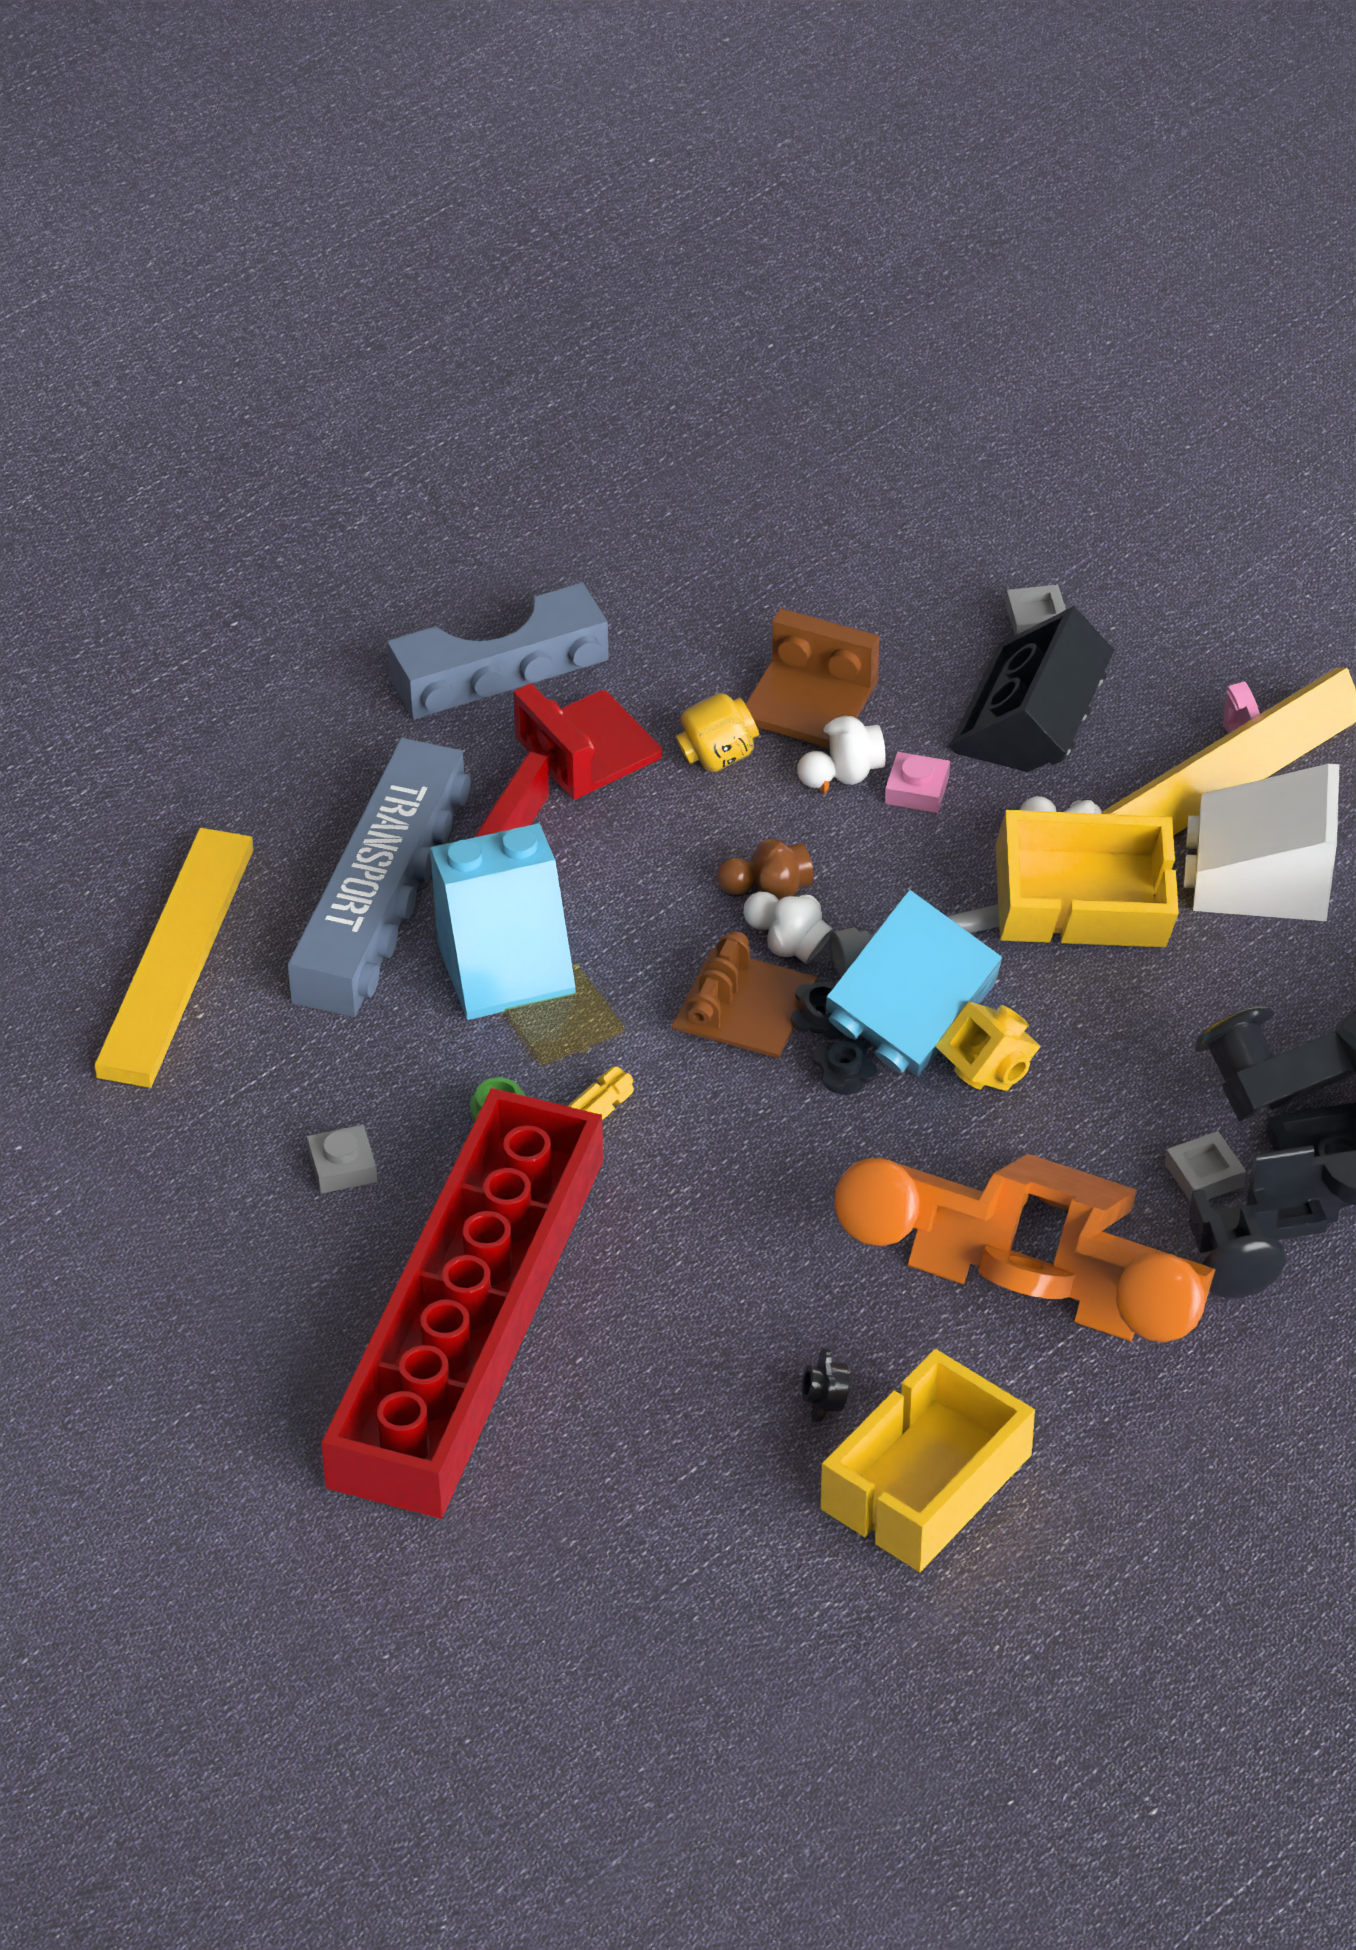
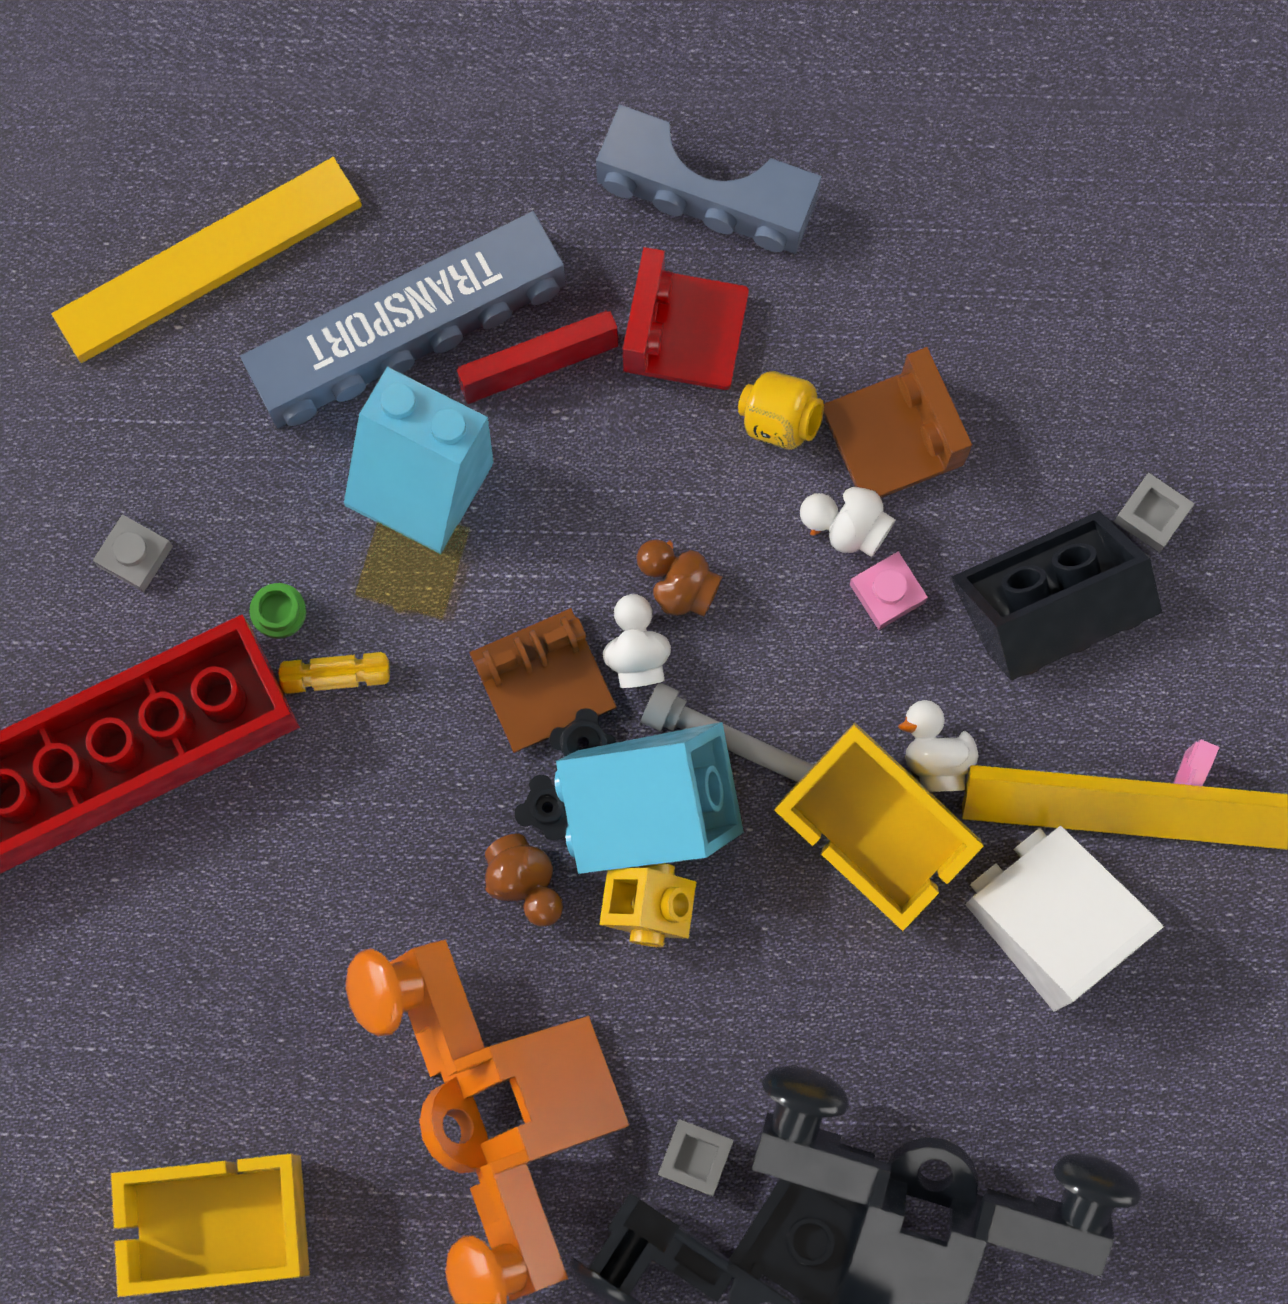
camera: 45 degrees right, 30 degrees up
(825, 1385) = (229, 1080): black plate -> none
(877, 1109) = (520, 874): none -> dark orange animal

